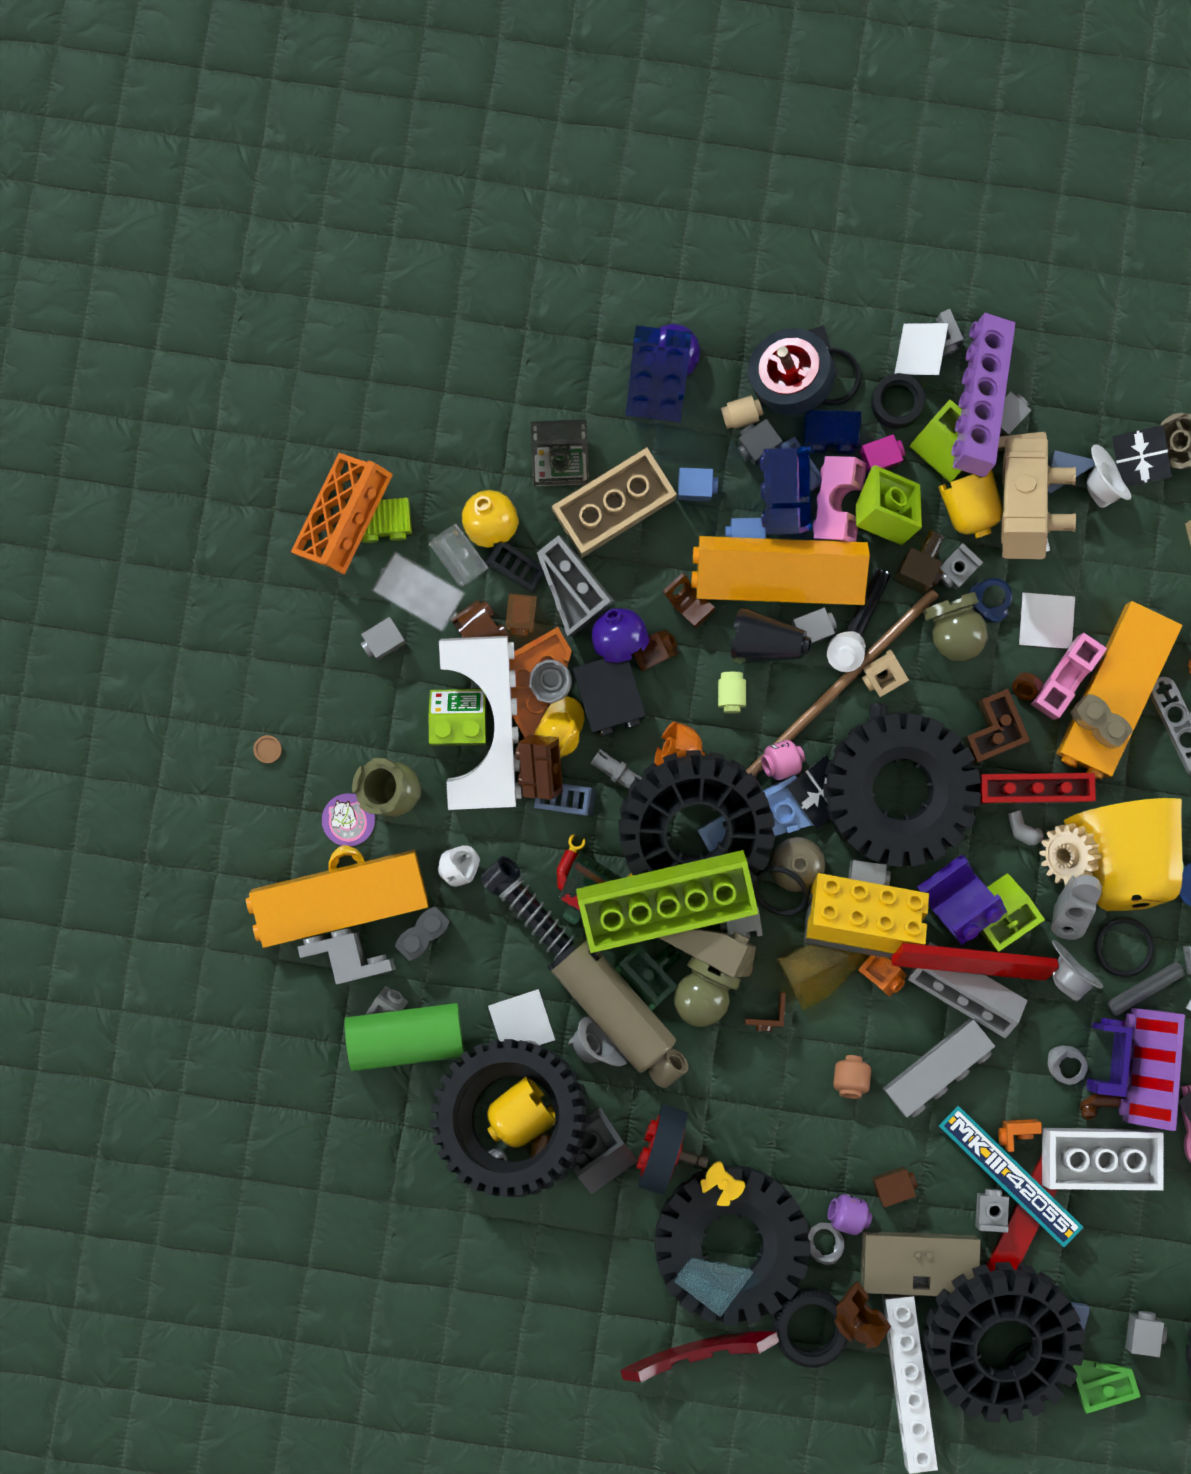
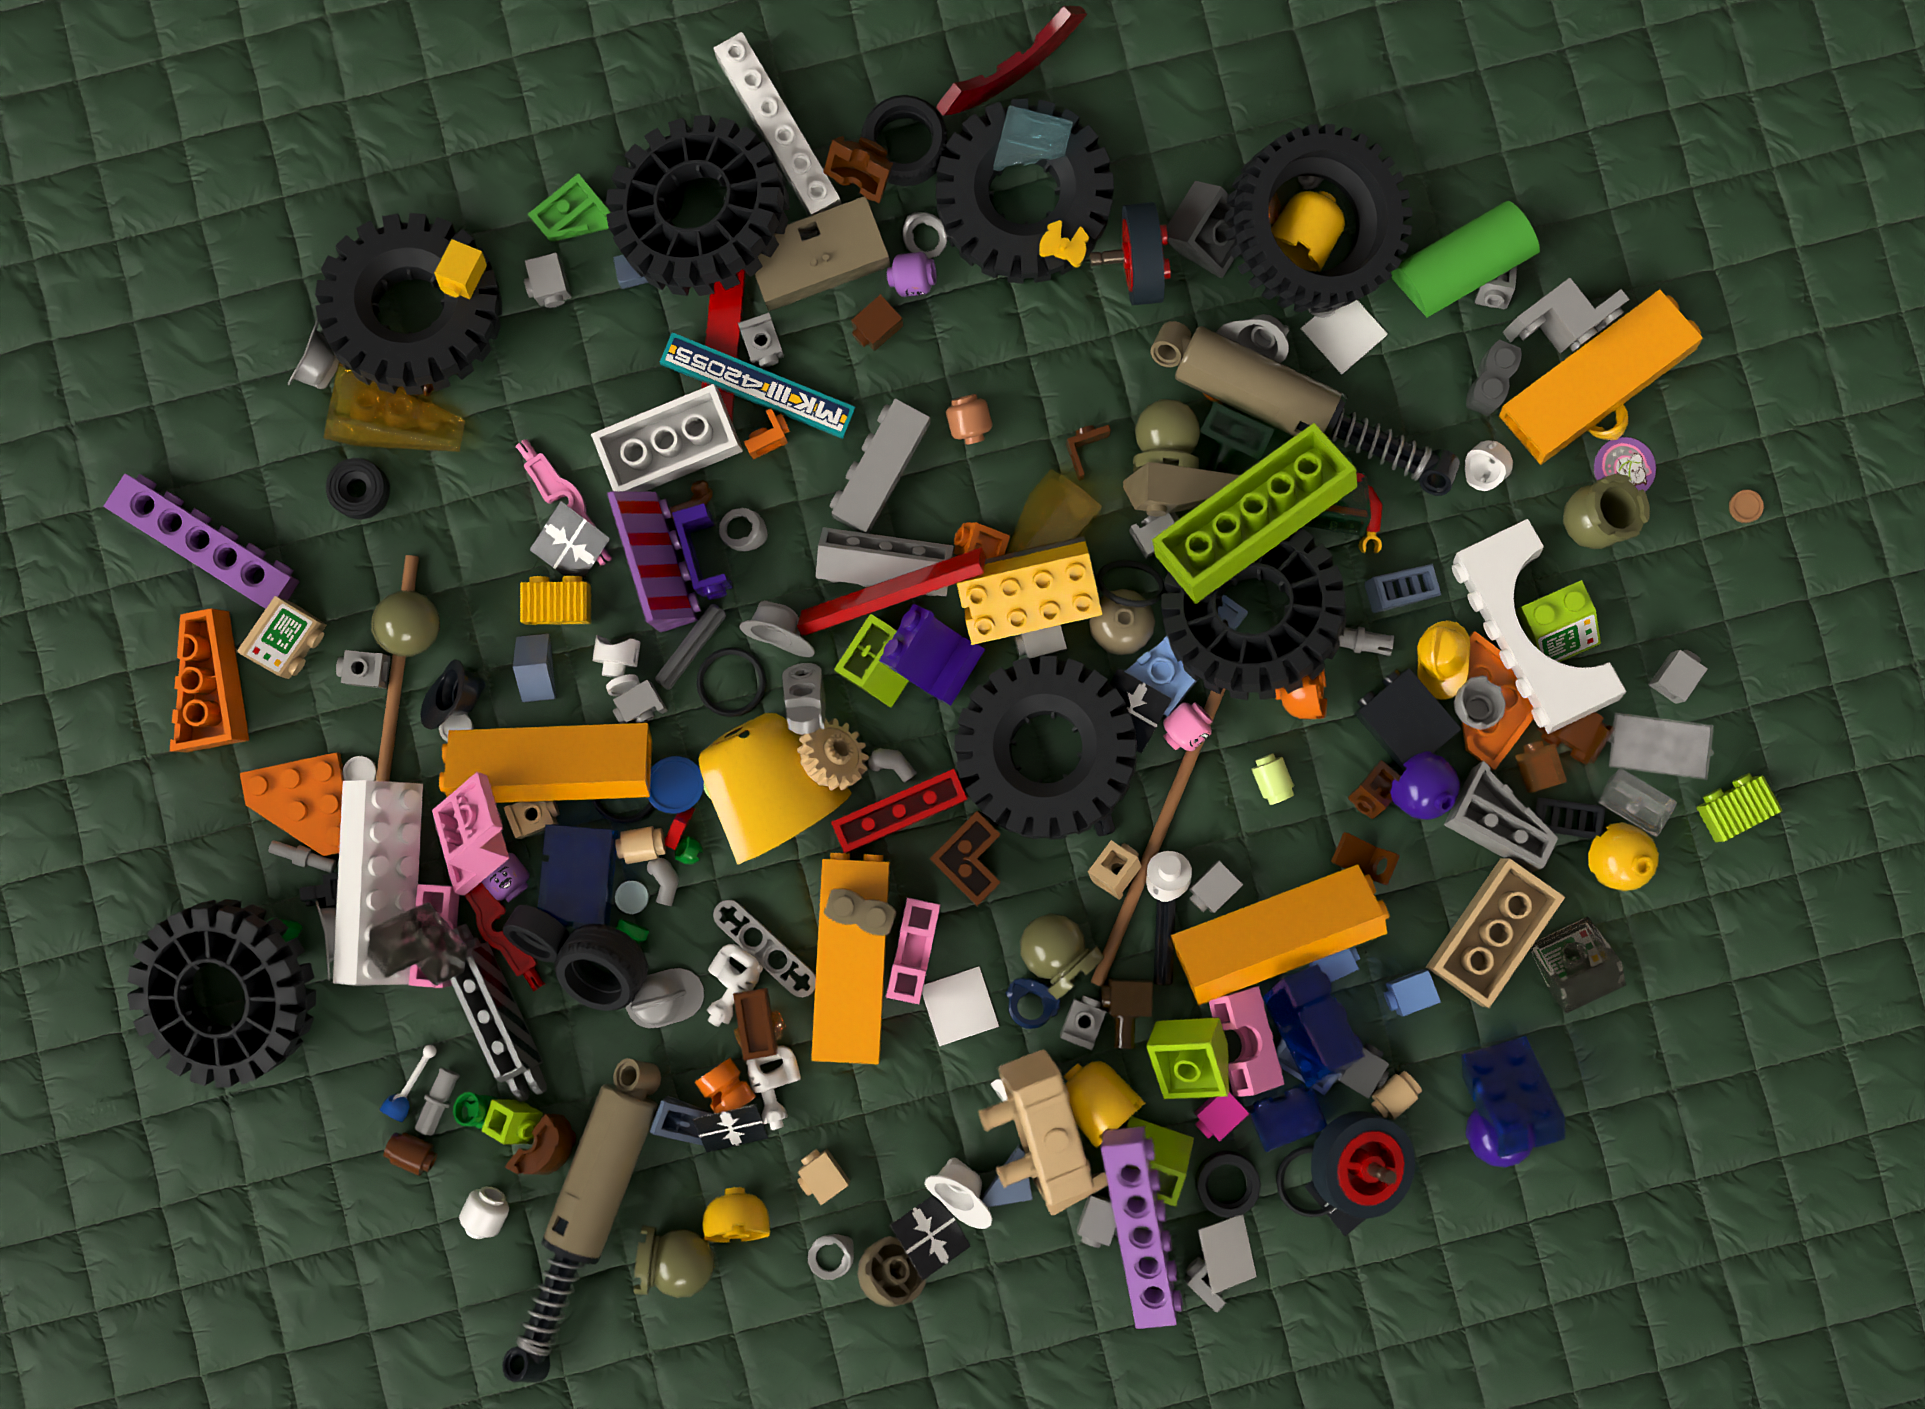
camera: 165 degrees right, 0 degrees up
(351, 518) = (1775, 787): orange fence -> none
(540, 767) = (1450, 605): reddish brown brick -> none
(766, 639) = (1265, 849): black cone -> none
(1027, 686) = (953, 922): reddish brown tile -> none

